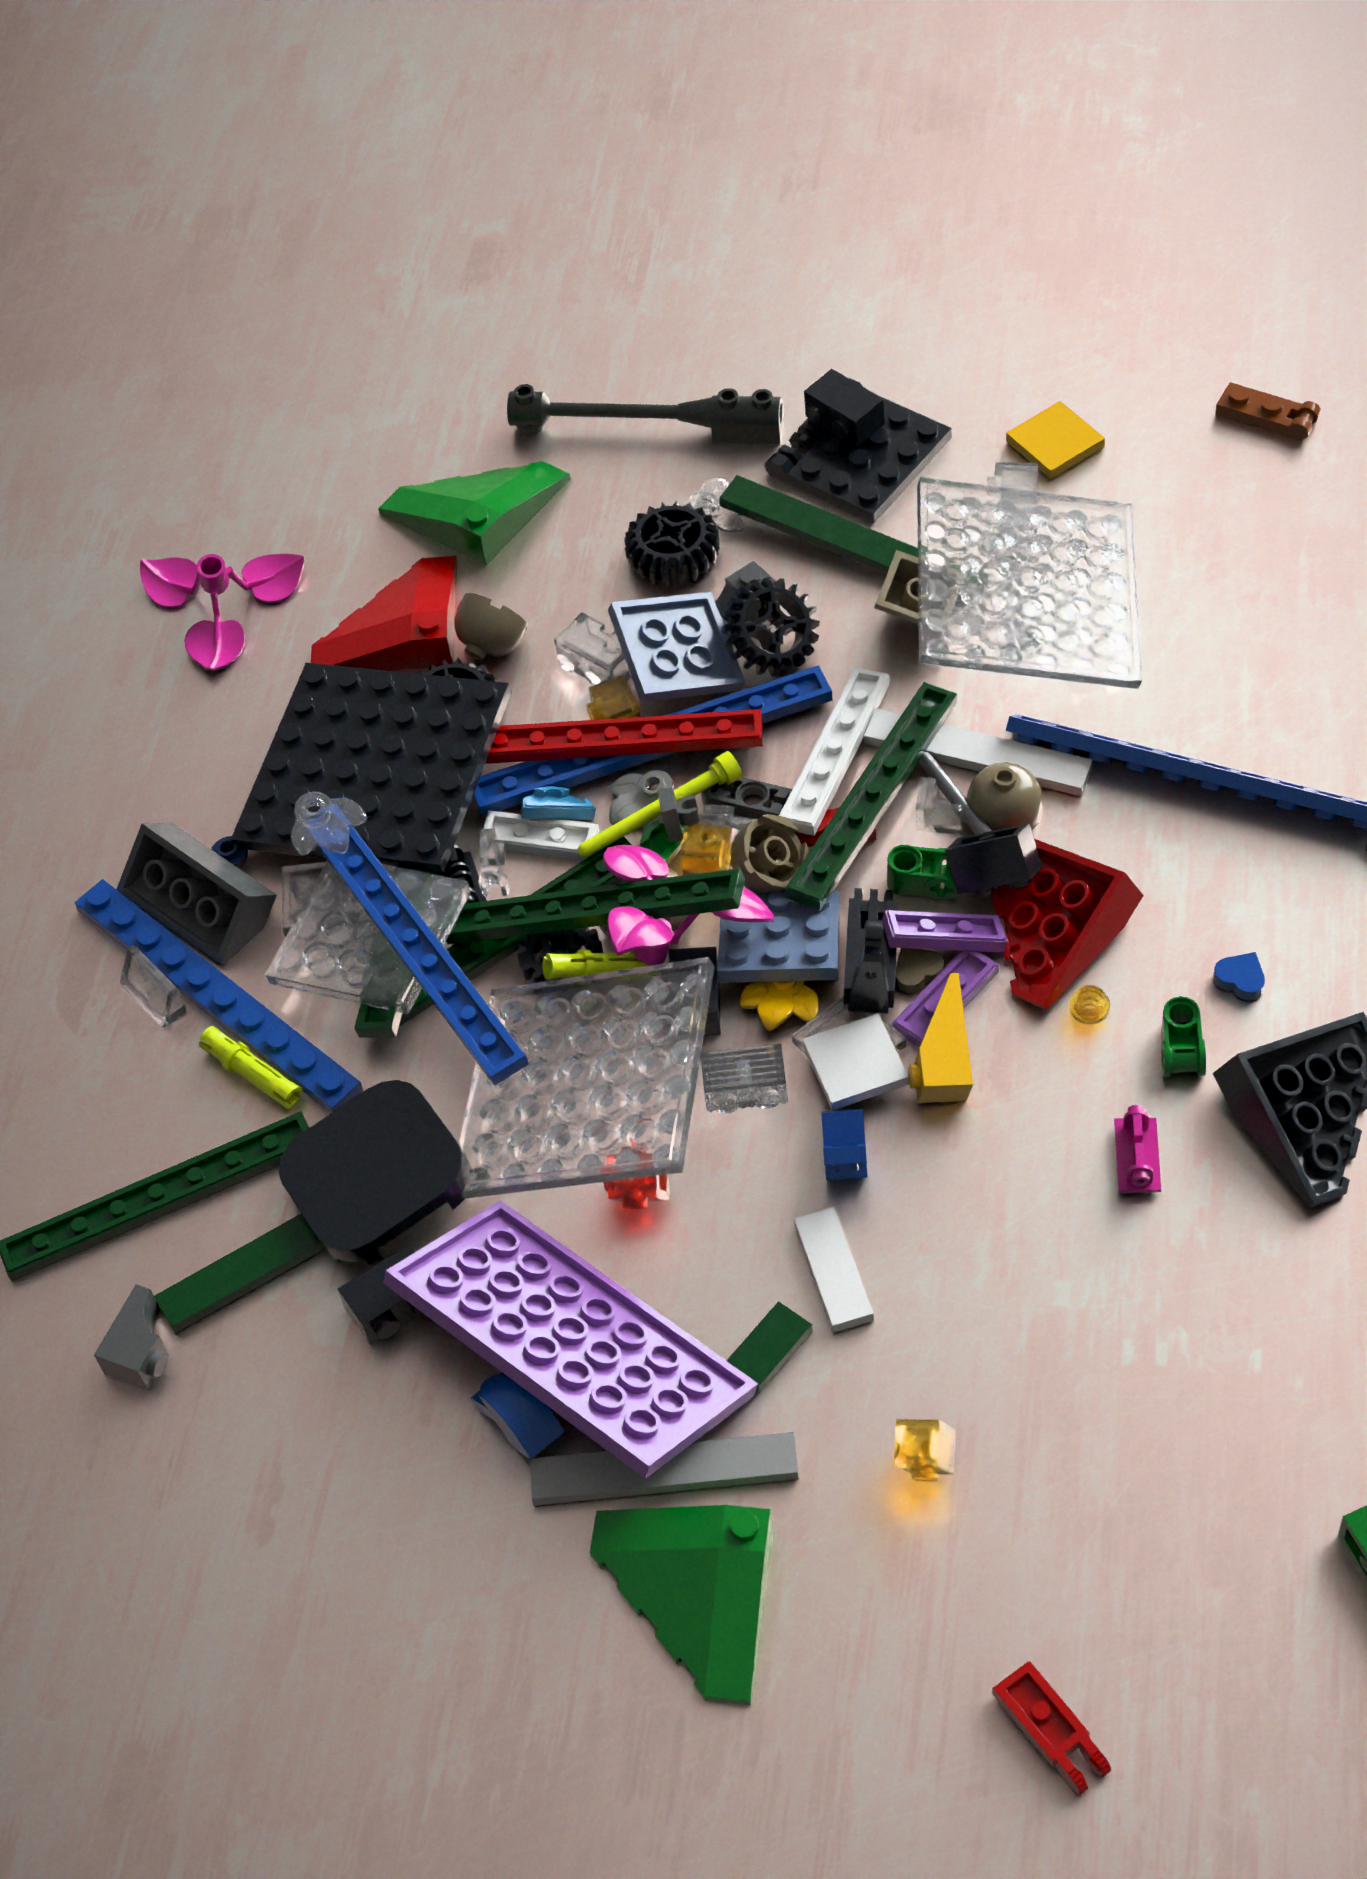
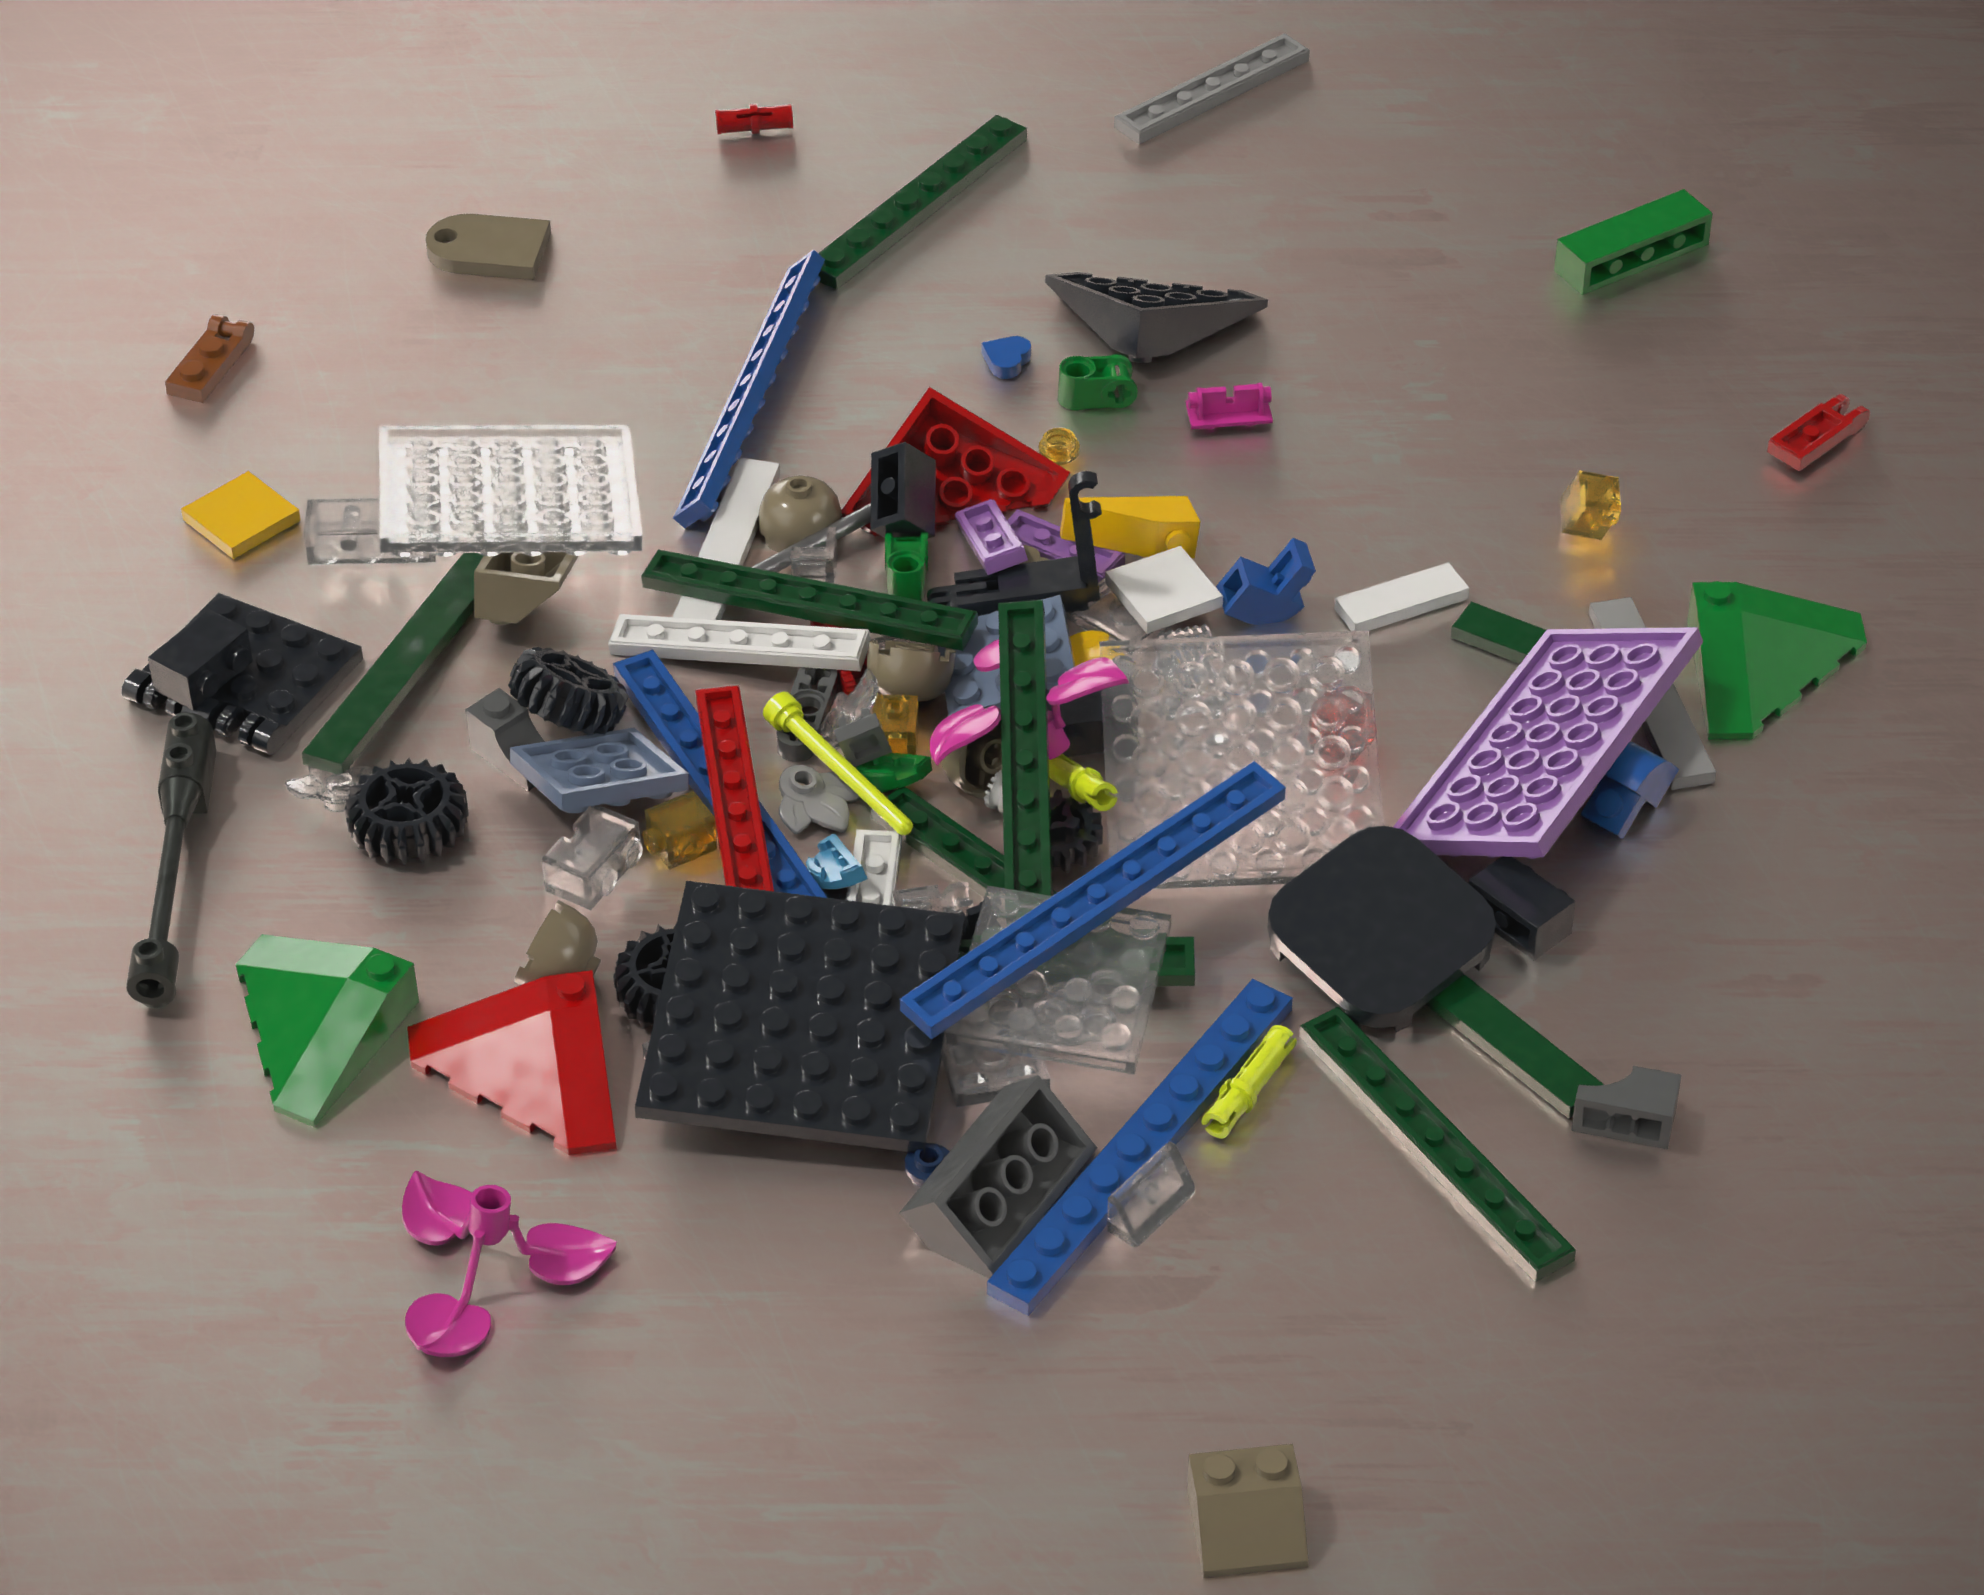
camera: 105 degrees left, 10 degrees down
(326, 826) = (941, 991): clear plate -> none

